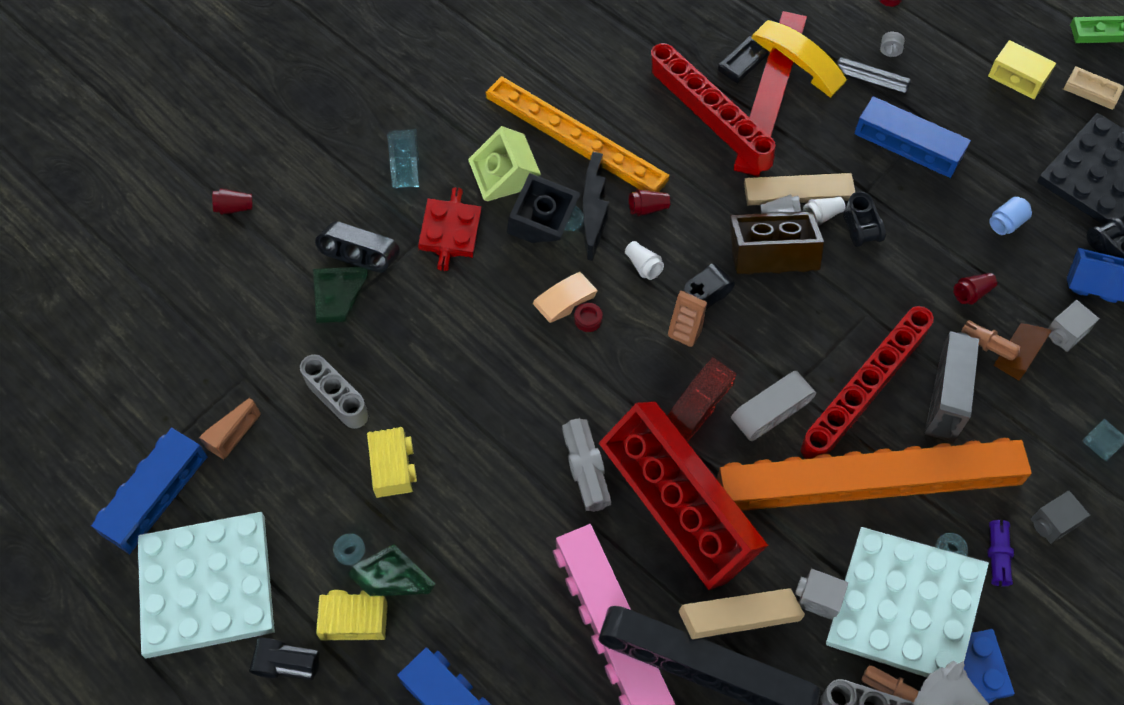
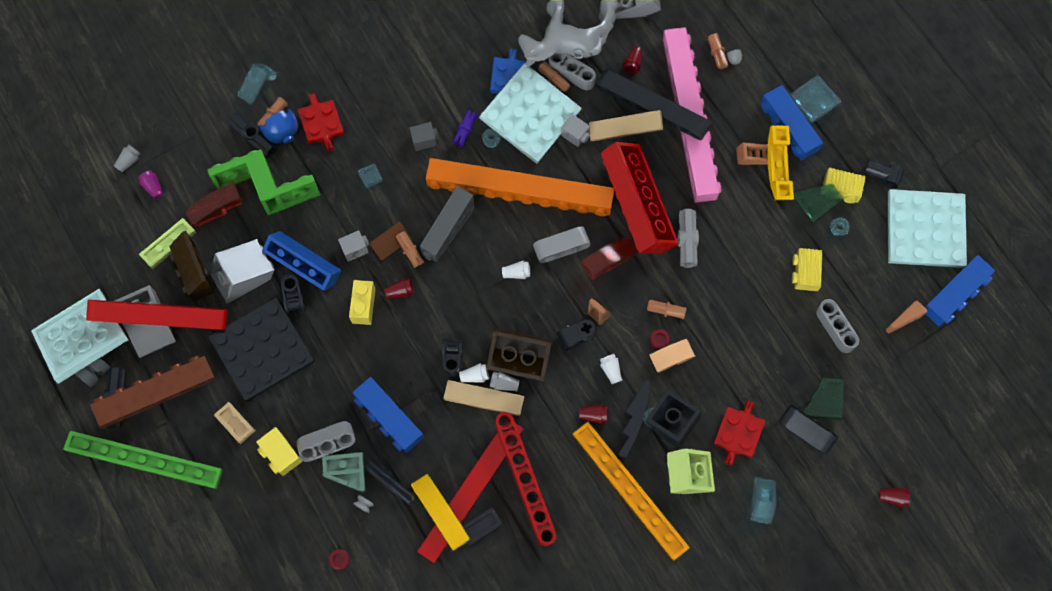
camera: 165 degrees left, 10 degrees up
(466, 622) = (778, 163): none -> yellow slope
(521, 647) = (744, 154): none -> nougat slope
(589, 356) = (666, 309): none -> nougat axle
(819, 354) = (518, 270): none -> white cone
(871, 371) = (501, 235): red beam -> none
(932, 72) = (345, 469): none -> sand green wing
(973, 89) = (325, 441): none -> light grey beam
(1010, 216) = (350, 333): light blue brick -> none
(1017, 254) = (362, 302): none -> light yellow brick

